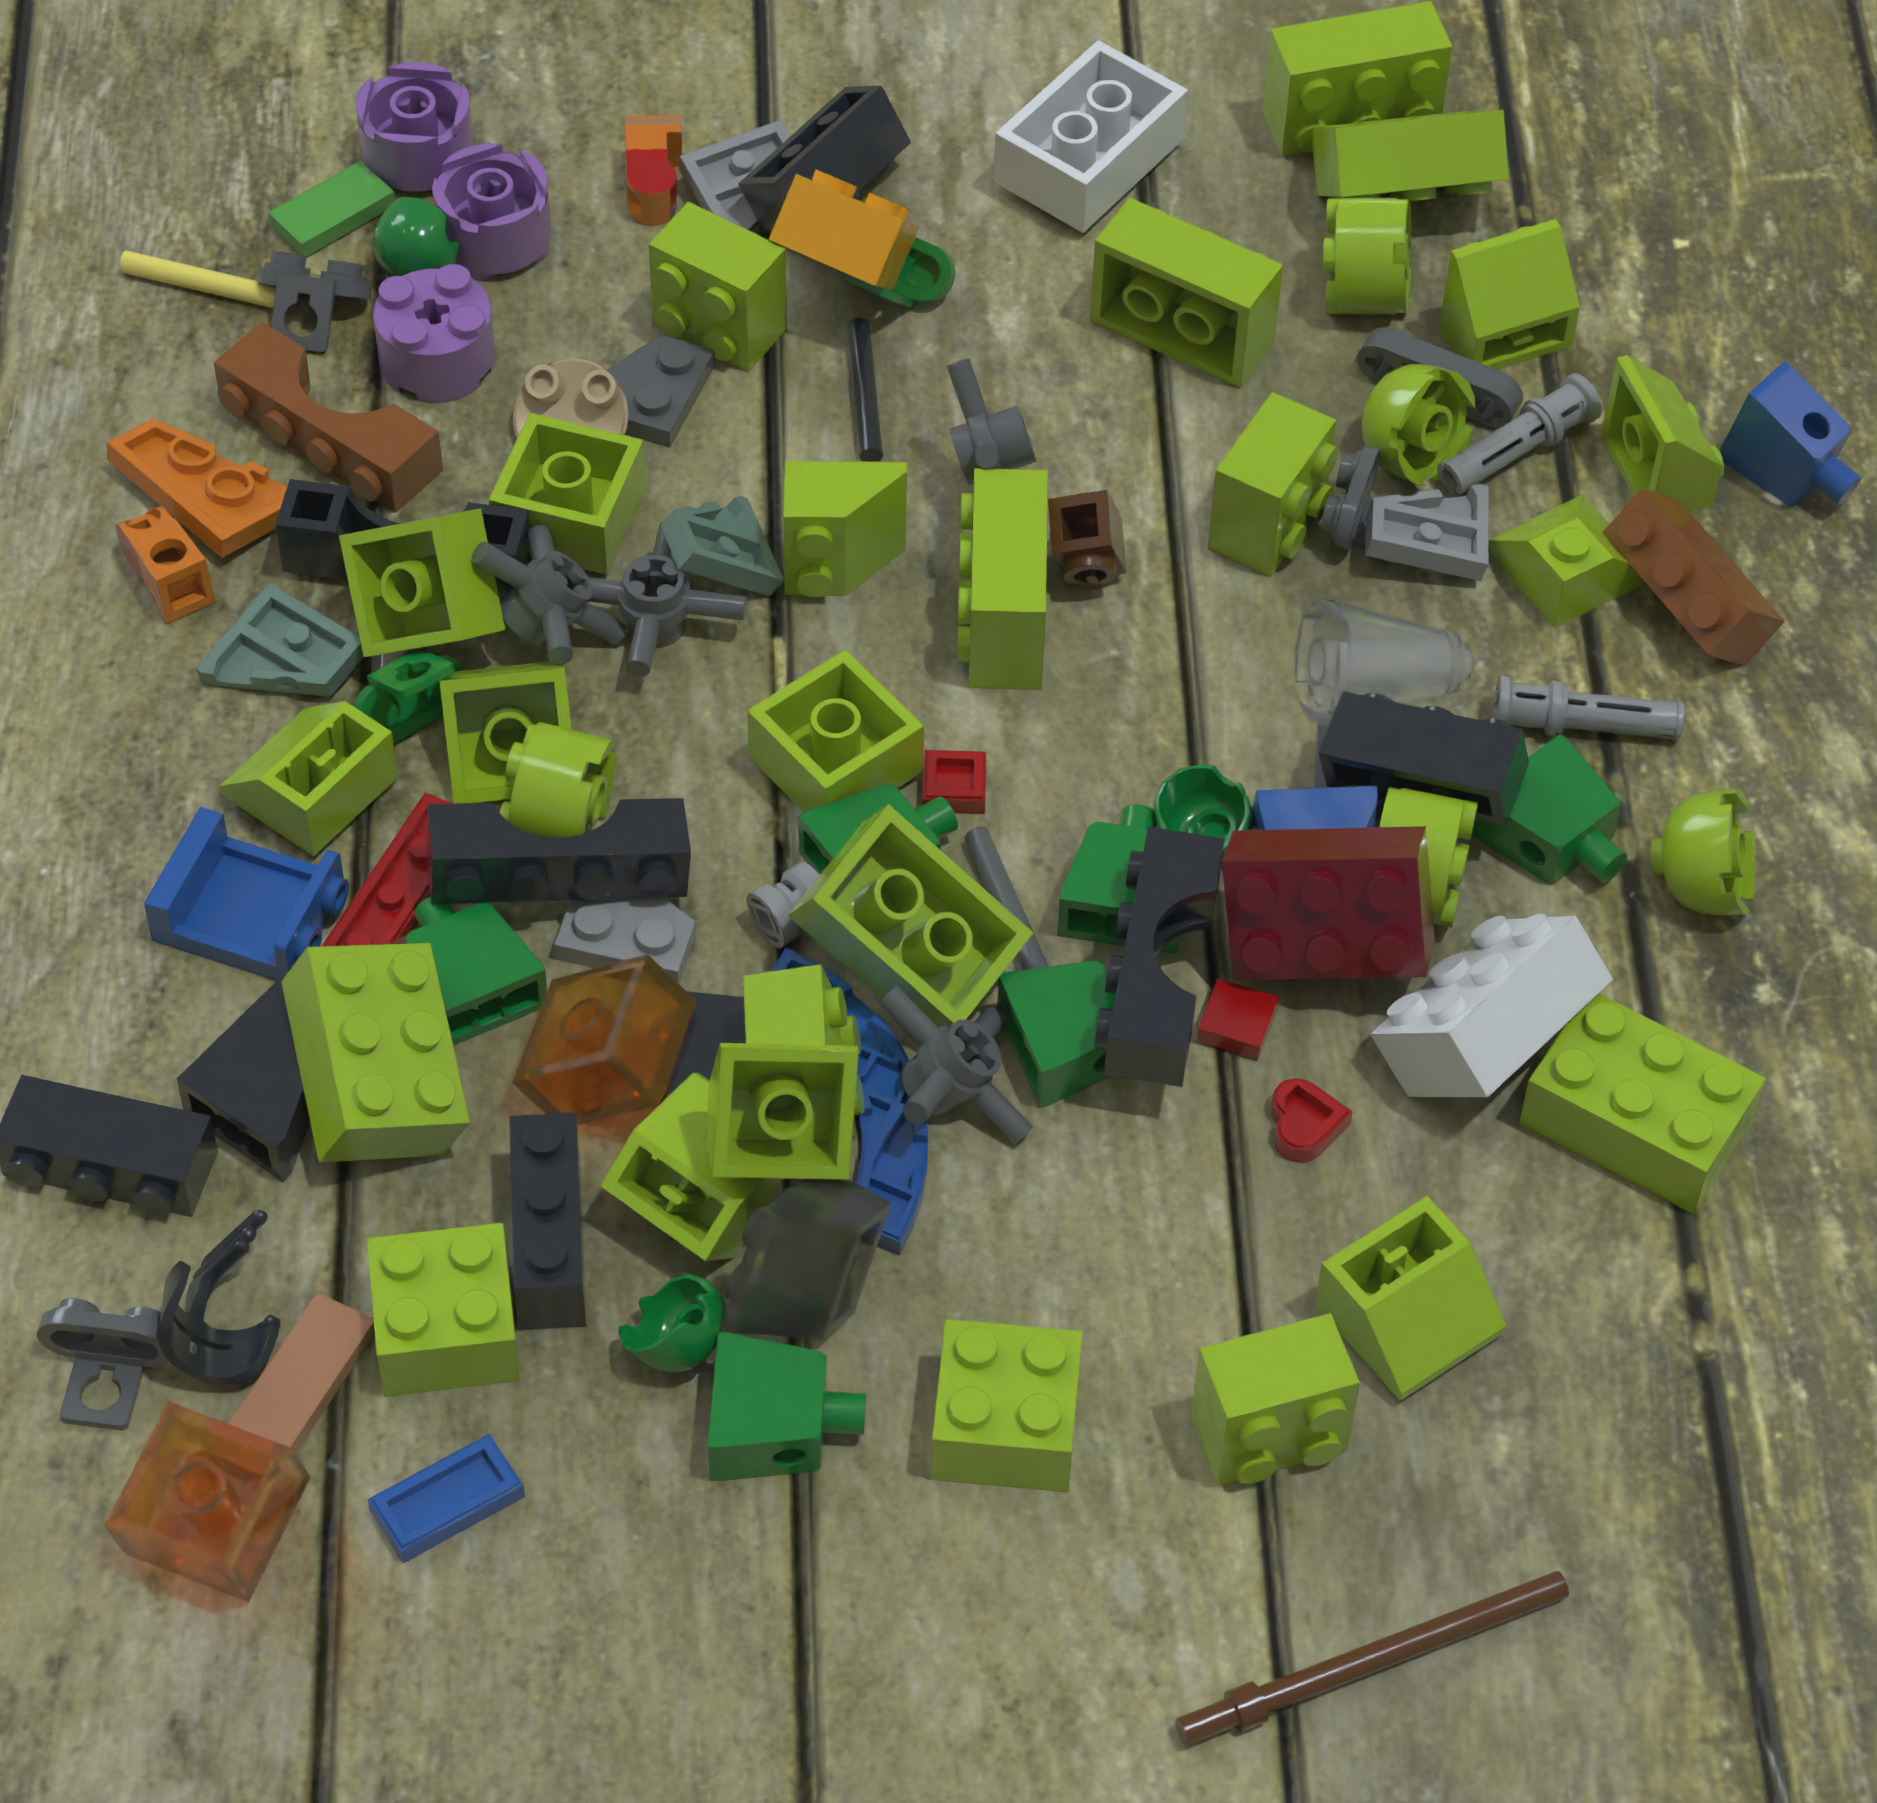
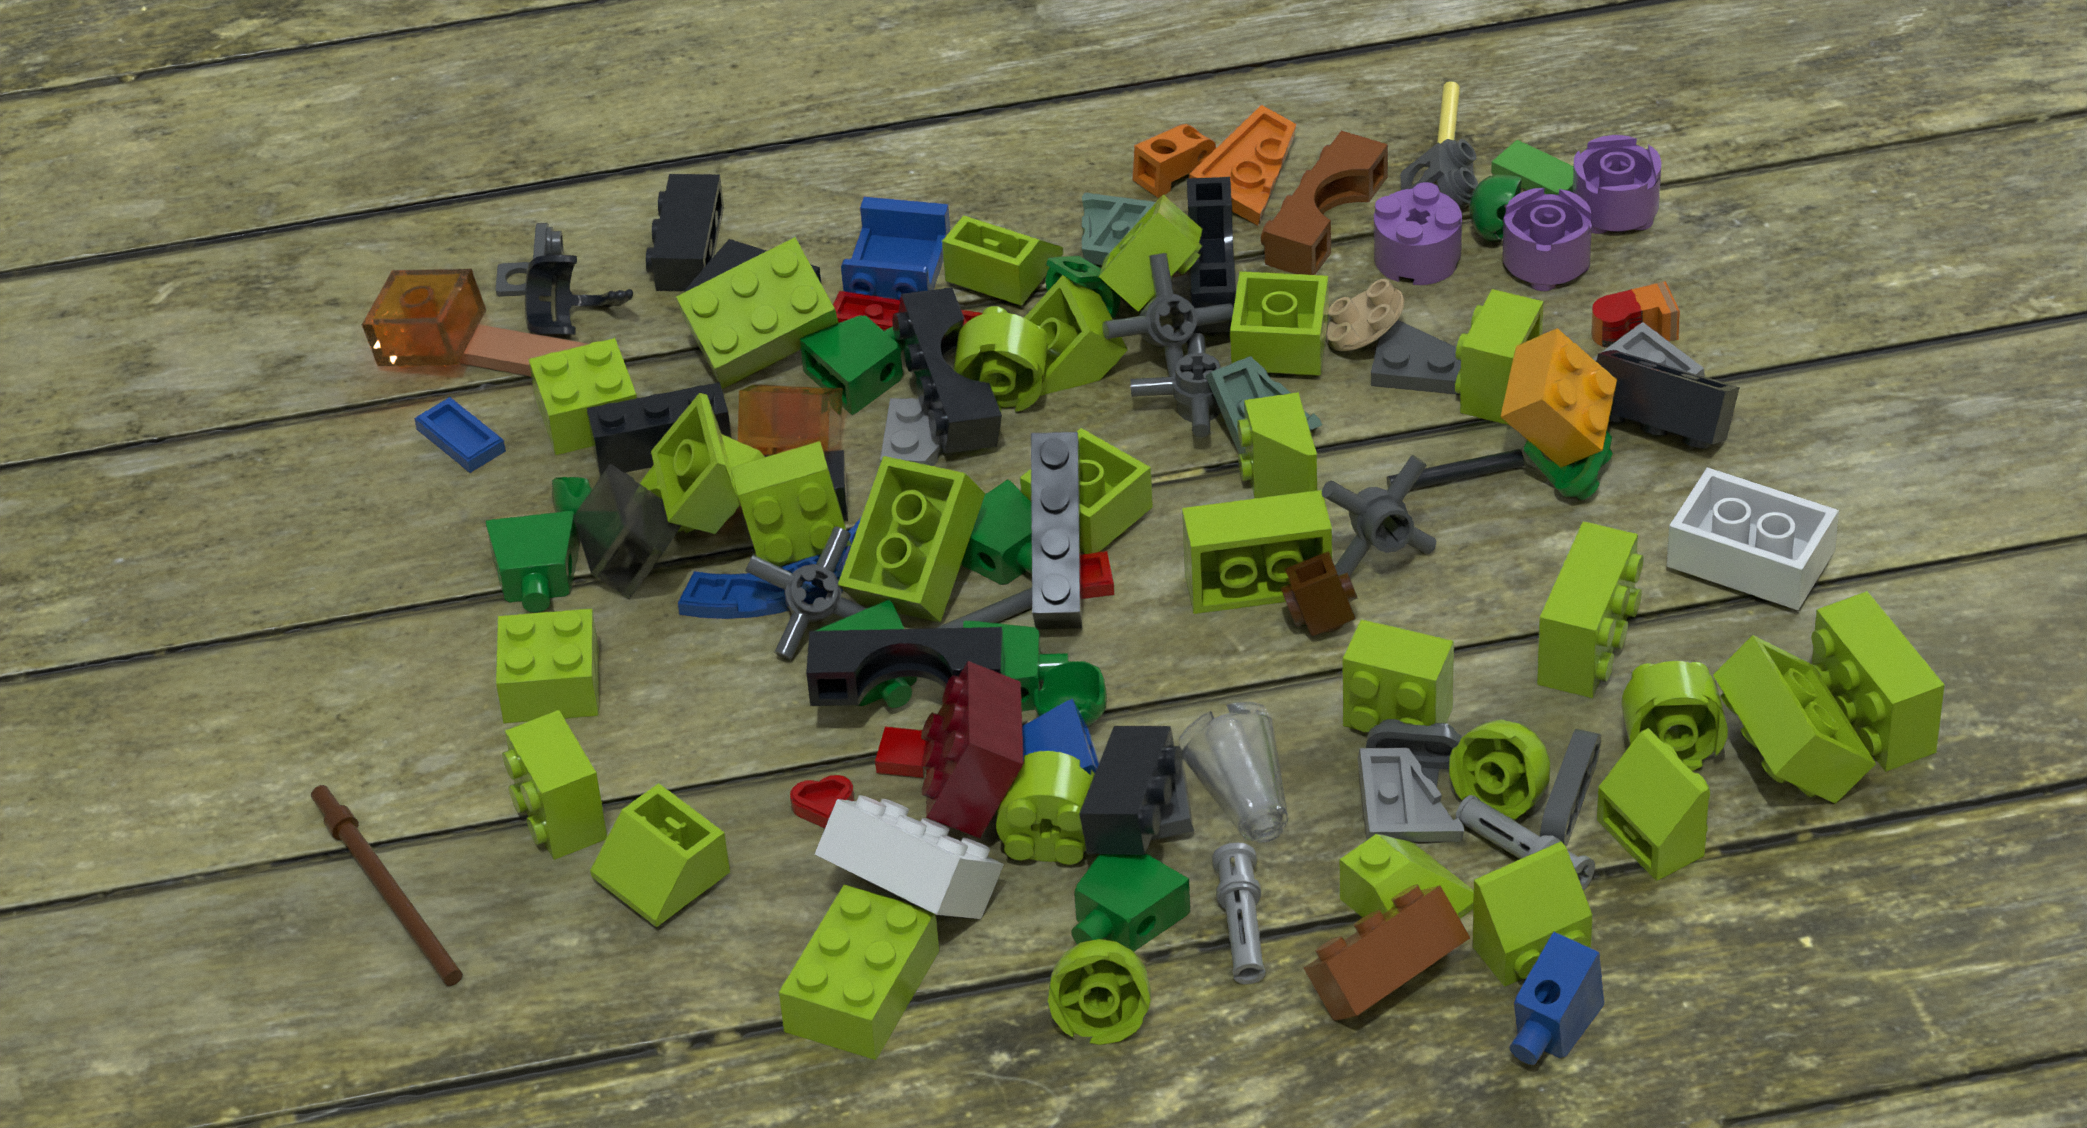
camera: 85 degrees right, 10 degrees down
(886, 728) = (1056, 530): none -> arch

